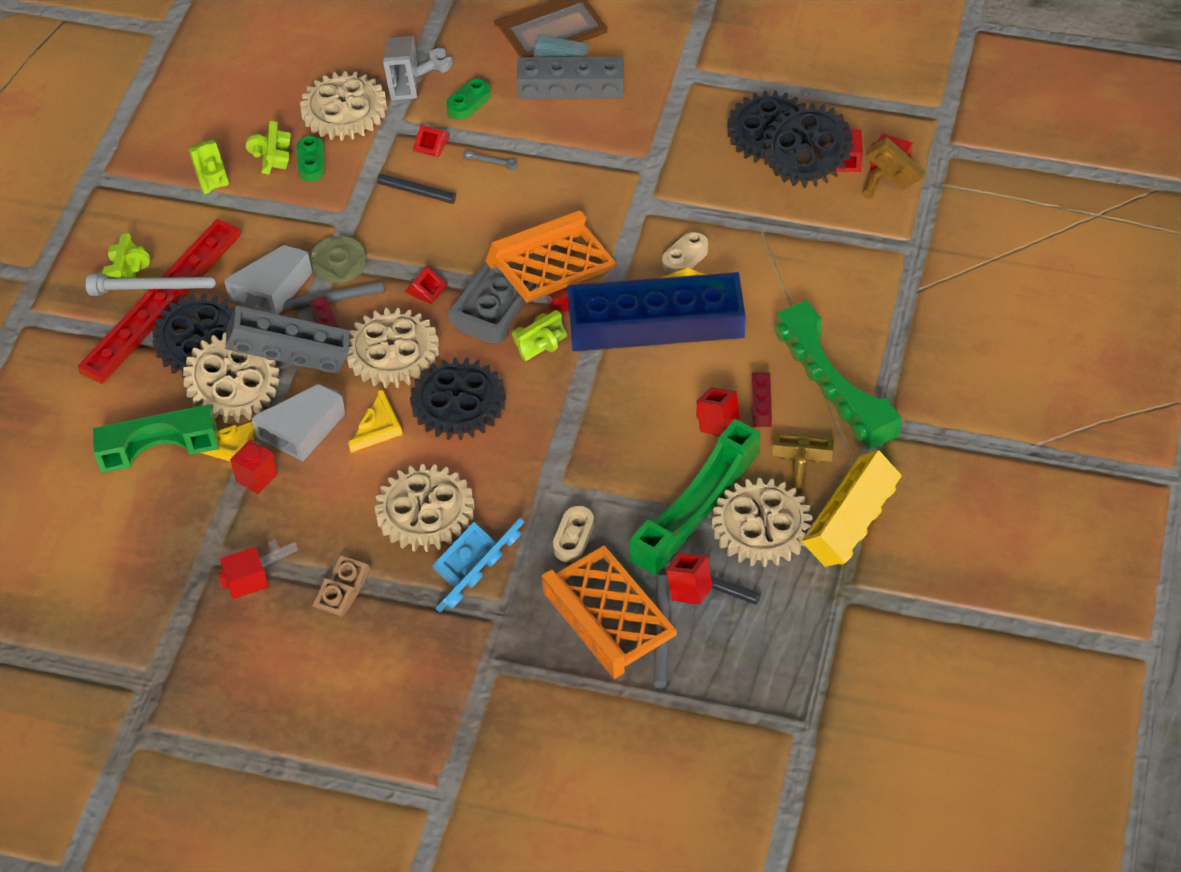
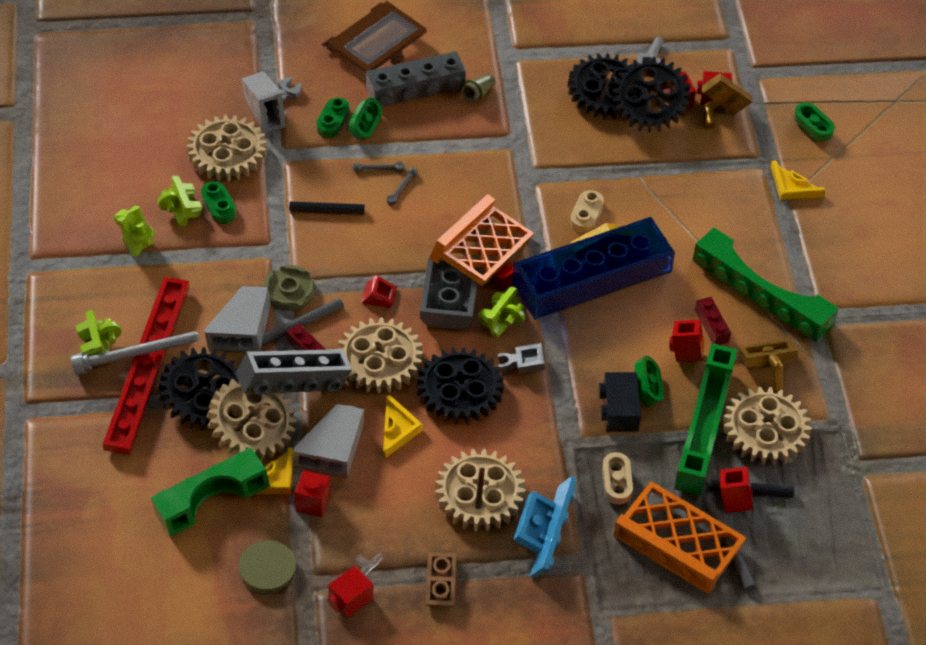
camera: 25 degrees left, 0 degrees up
(178, 527) = (267, 567): none -> olive tile
(430, 141) = (318, 162): red slope -> none
(487, 195) = (392, 199): none -> dark grey hinge
(496, 108) = (365, 118): none -> green plate
(539, 390) = (527, 359): none -> flat silver plate
(556, 47) = (396, 55): clear light blue slope -> none
(616, 457) = (621, 402): none -> black brick
(632, 100) = (476, 88): none -> olive cone
(655, 447) = (649, 381): none -> green plate
(844, 103) = (653, 51): none -> light grey bar
(852, 509) = (835, 395): yellow brick -> none
(929, 278) = (793, 185): none -> yellow tile
(989, 220) = (814, 121): none -> green plate

